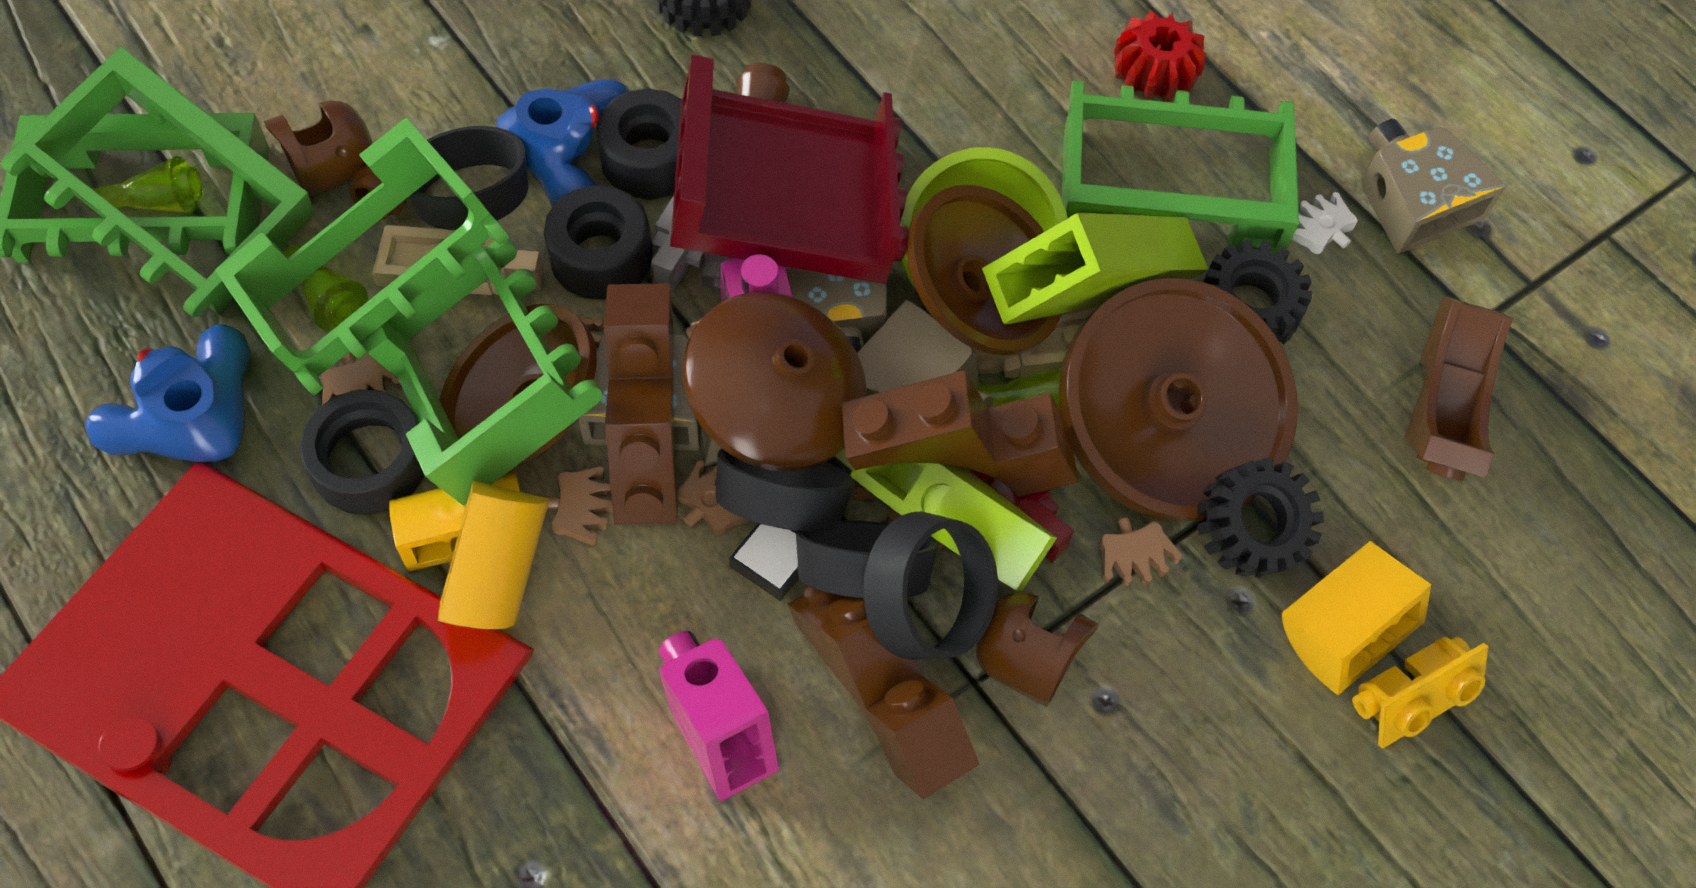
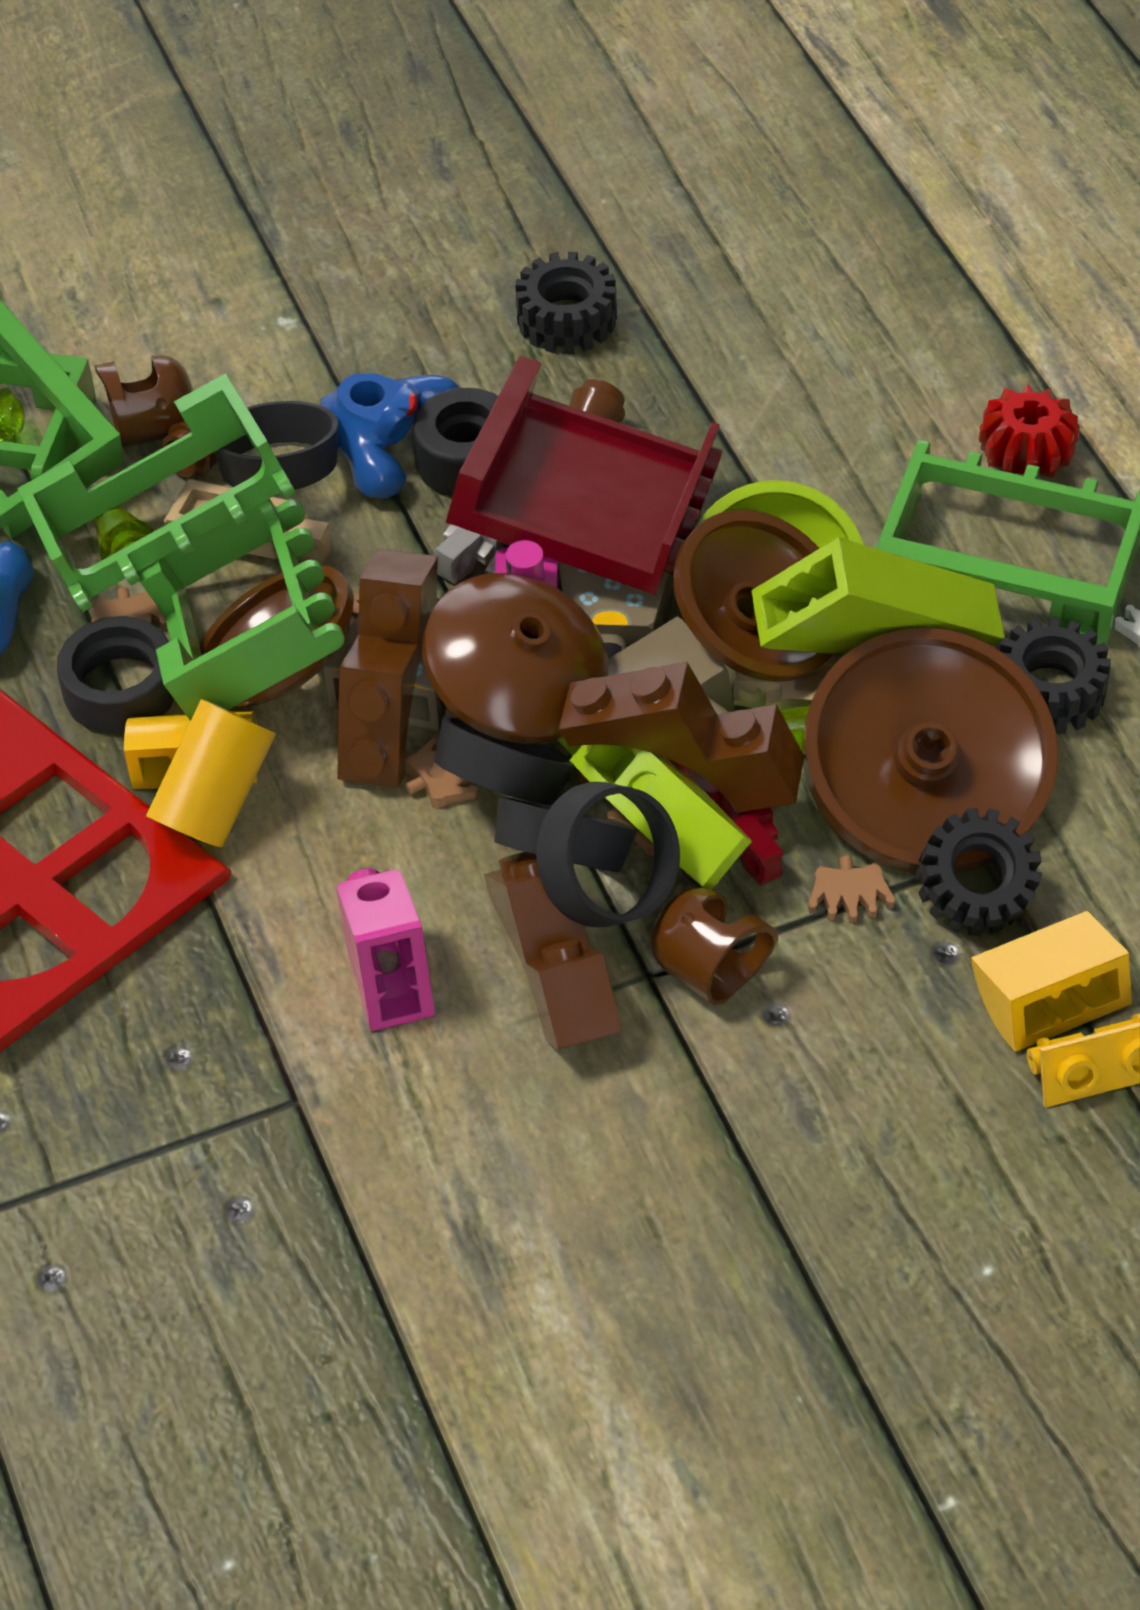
camera: 20 degrees right, 10 degrees down
(580, 504) = (308, 757): medium nougat piece -> none
(592, 213) = (385, 499): black tyre -> none
(768, 559) = (472, 831): white tile -> none

